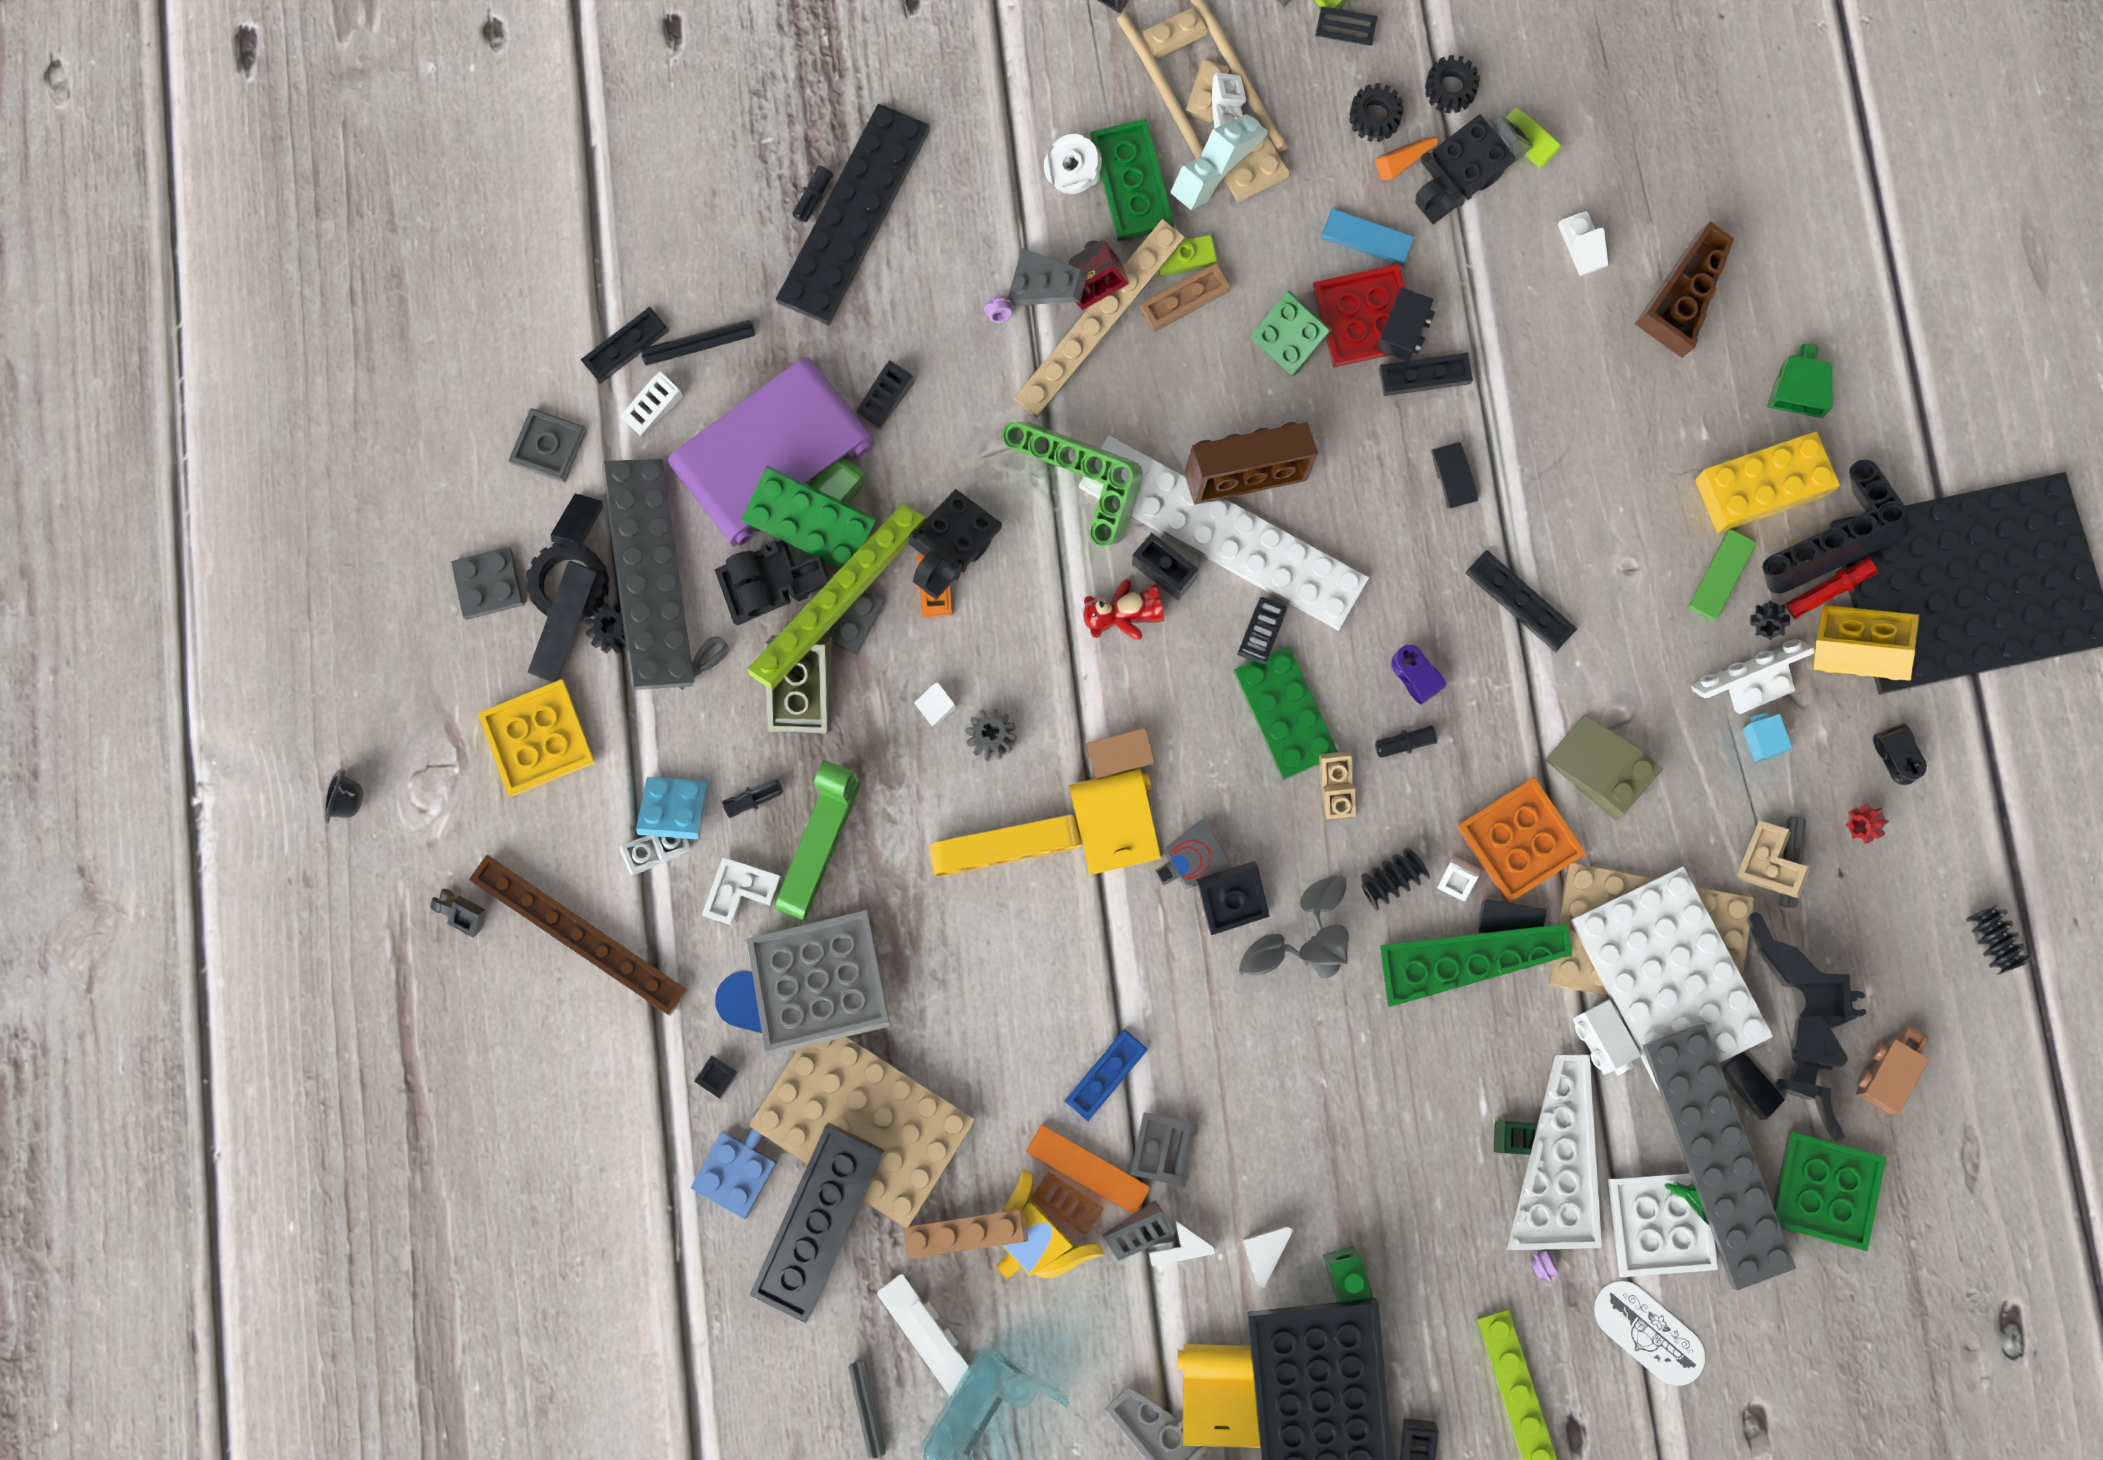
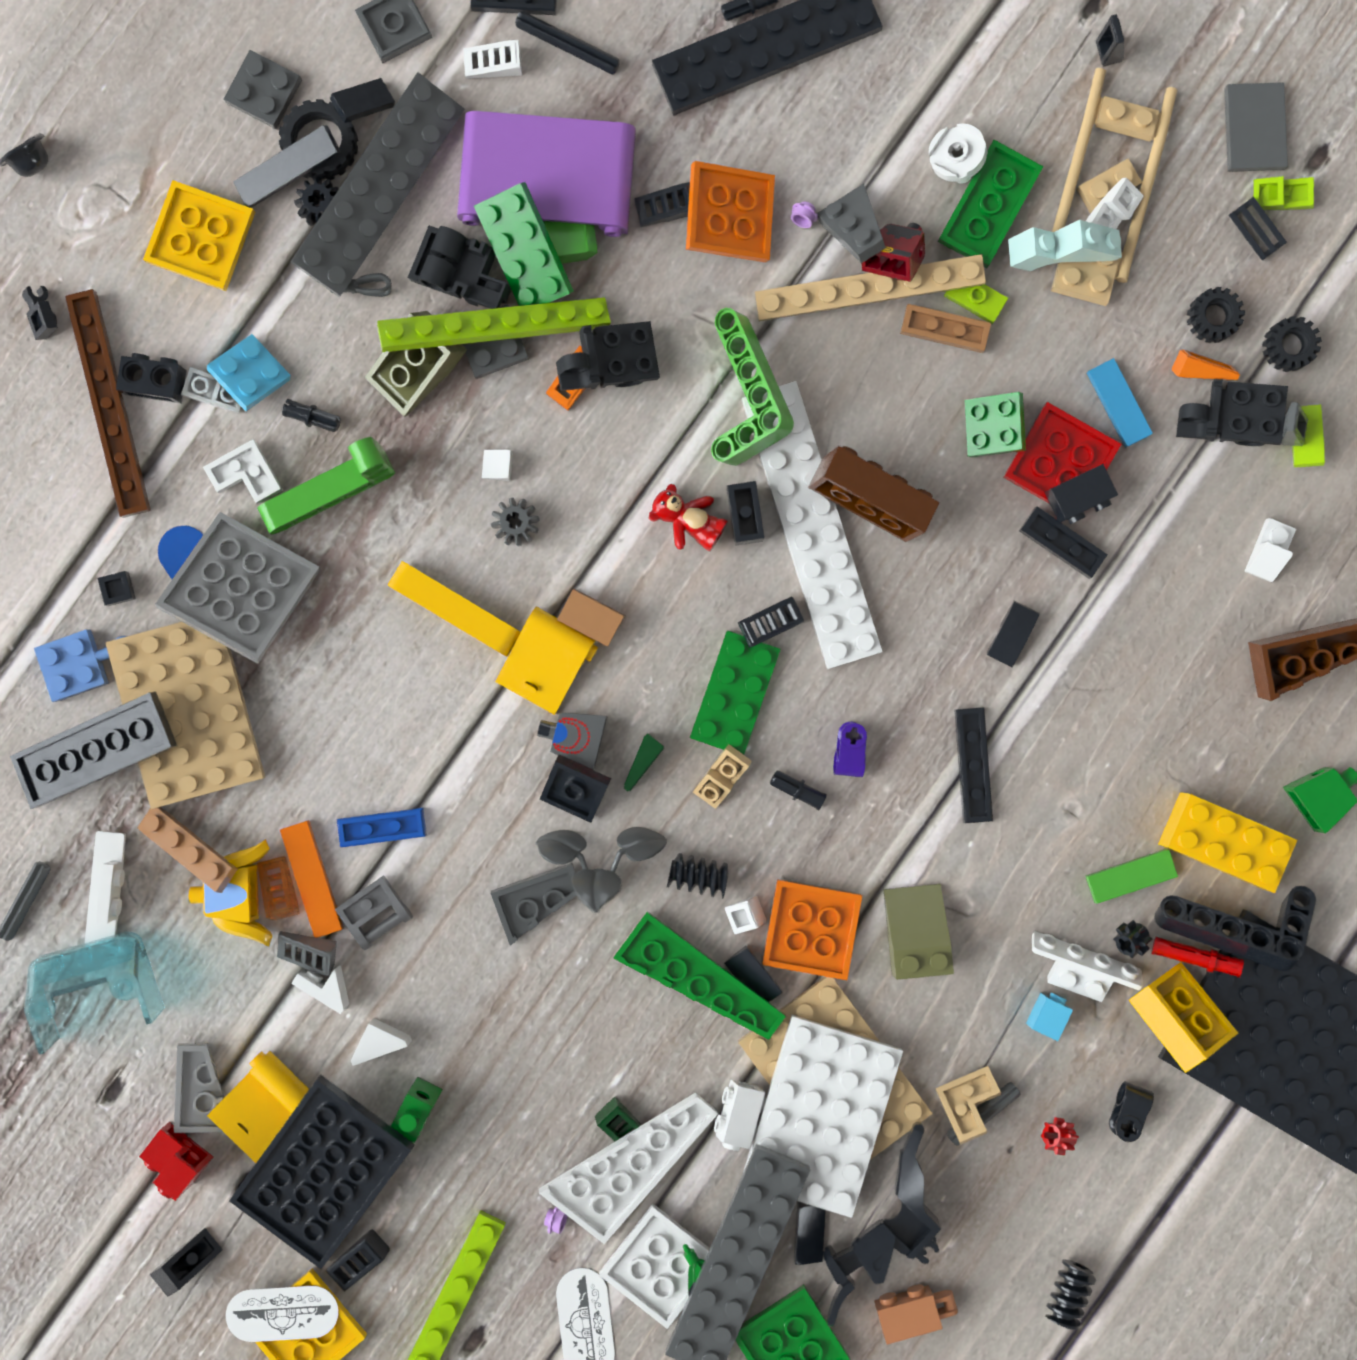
camera: 35 degrees right, 10 degrees up
(600, 890) = (150, 385): none -> black brick
(941, 354) = (730, 212): none -> orange plate
(1263, 821) = (646, 755): none -> dark green slope
(1281, 1018) = (532, 899): none -> dark grey wing

